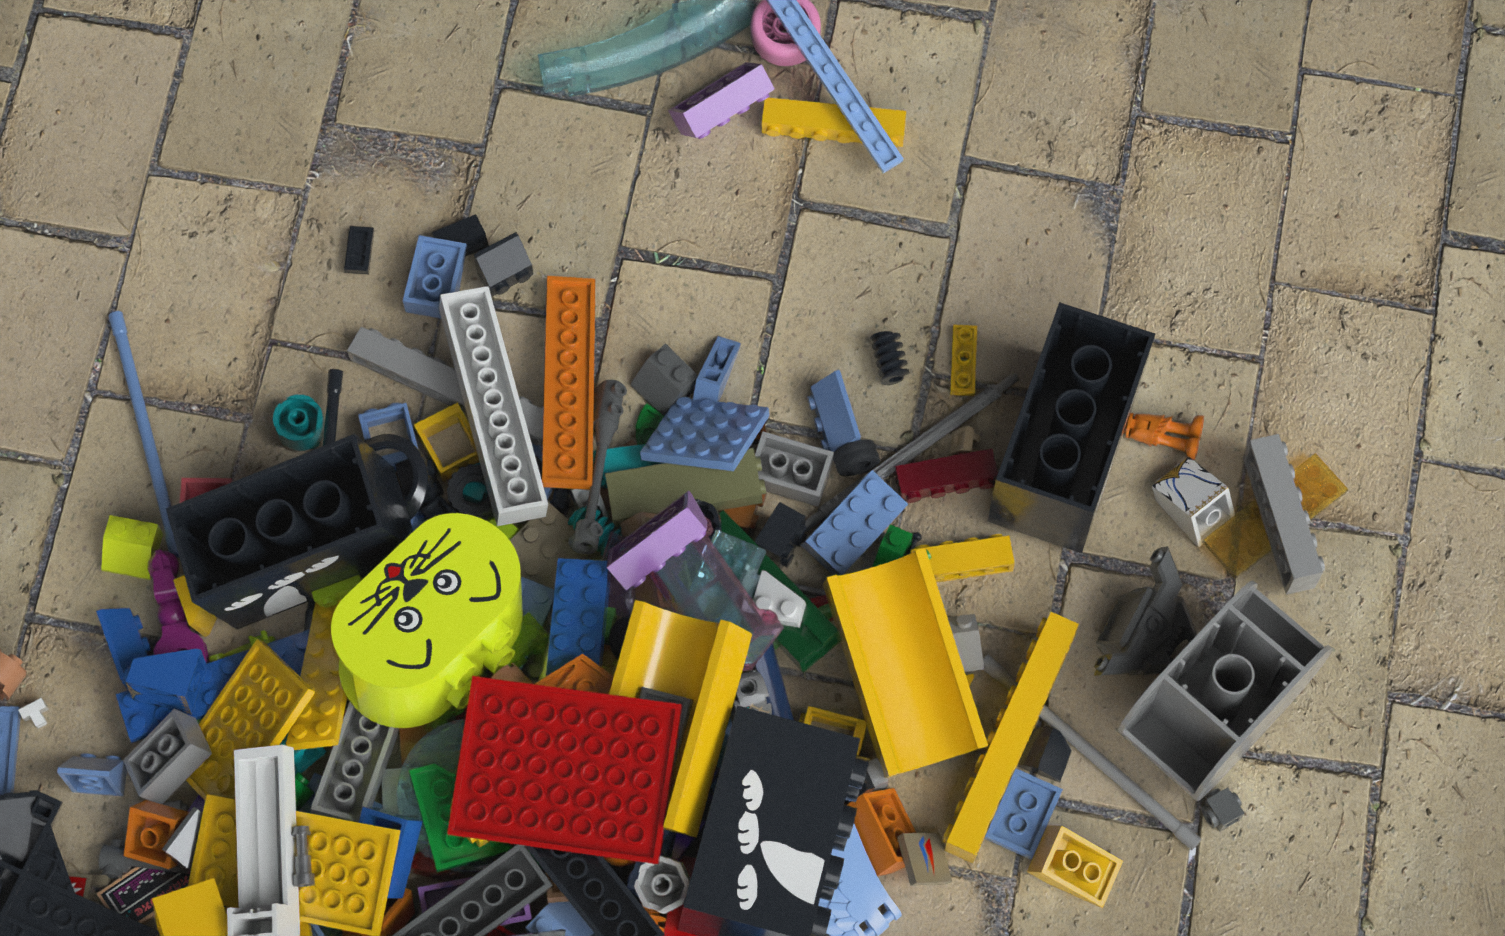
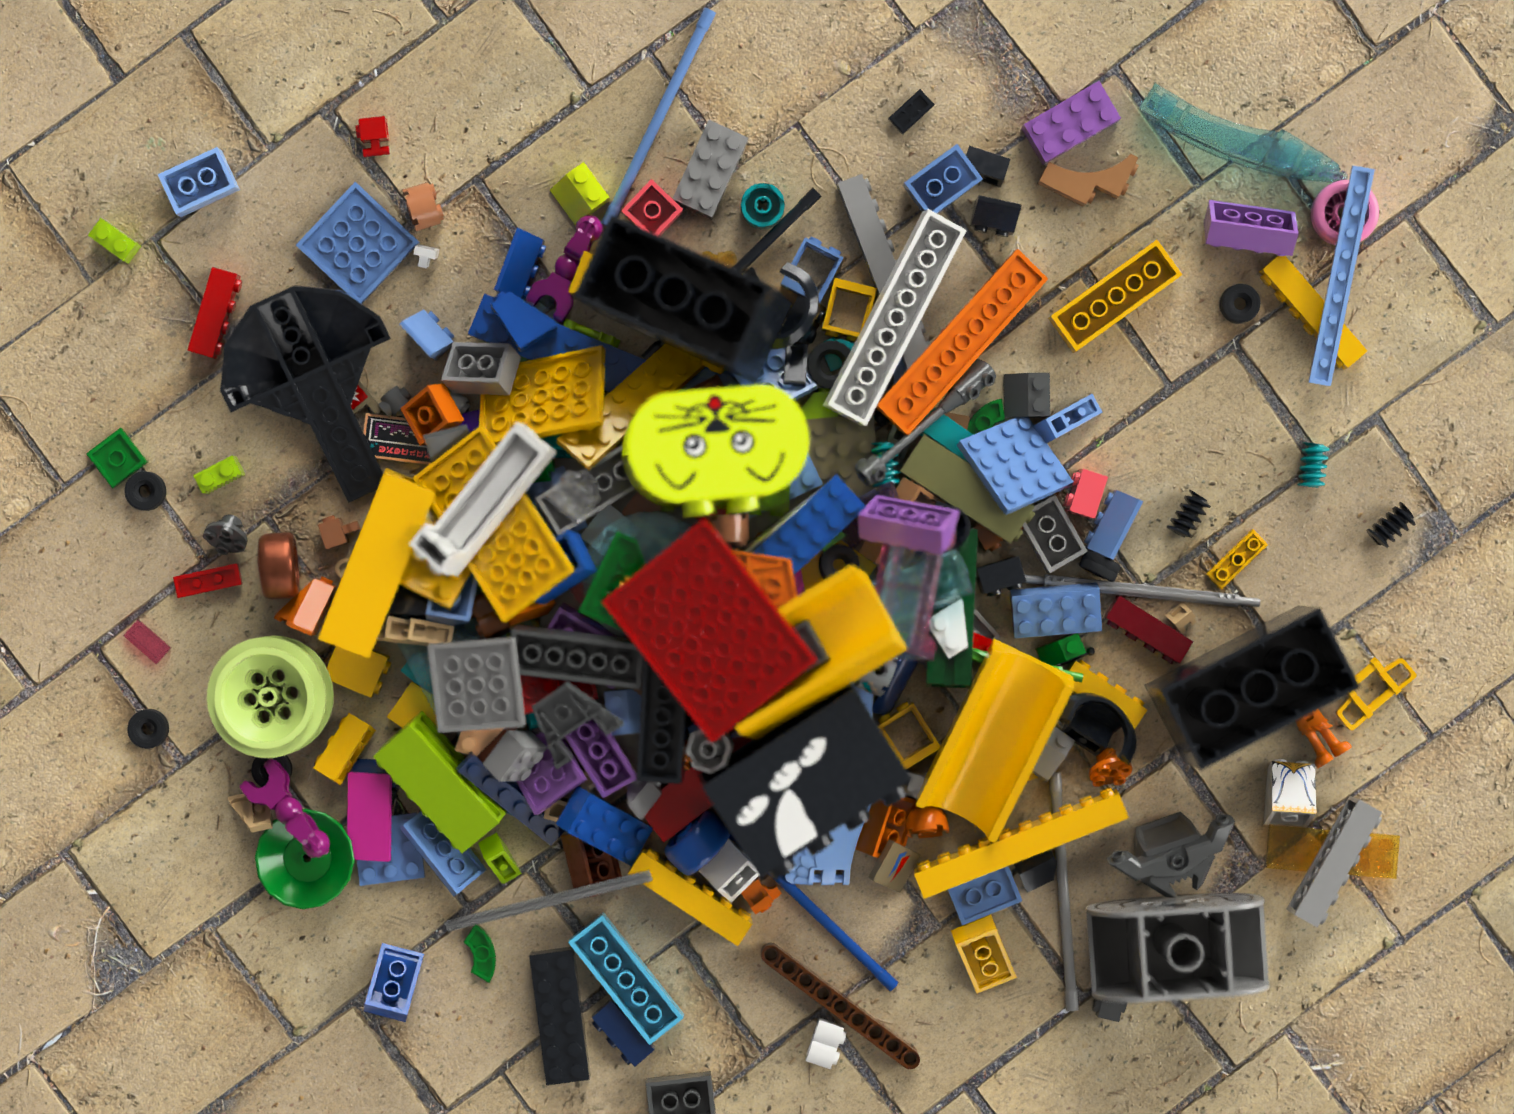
camera: 45 degrees right, 20 degrees up
(227, 430) = (710, 169): none -> light grey brick
(304, 875) = (492, 541): flat silver piece -> none
(333, 593) = (691, 361): lime plate -> none
(343, 773) = (575, 495): none -> clear slope
(499, 148) = (1070, 123): none -> medium lavender brick
(555, 186) = (1079, 185): none -> medium nougat arch
(662, 244) = (1115, 296): none -> yellow brick
(770, 153) = (1251, 298): none -> black tyre
(788, 410) = (1085, 493): none -> coral brick
(917, 797) = (927, 822): none -> orange cylinder
(950, 234) = (1313, 465): none -> teal piece
(975, 580) = (1093, 721): none -> black piece
(1026, 612) = (1109, 769): none -> orange plate
(1060, 224) = (1391, 525): none -> black piece
(1169, 381) = (1367, 711): none -> yellow bar

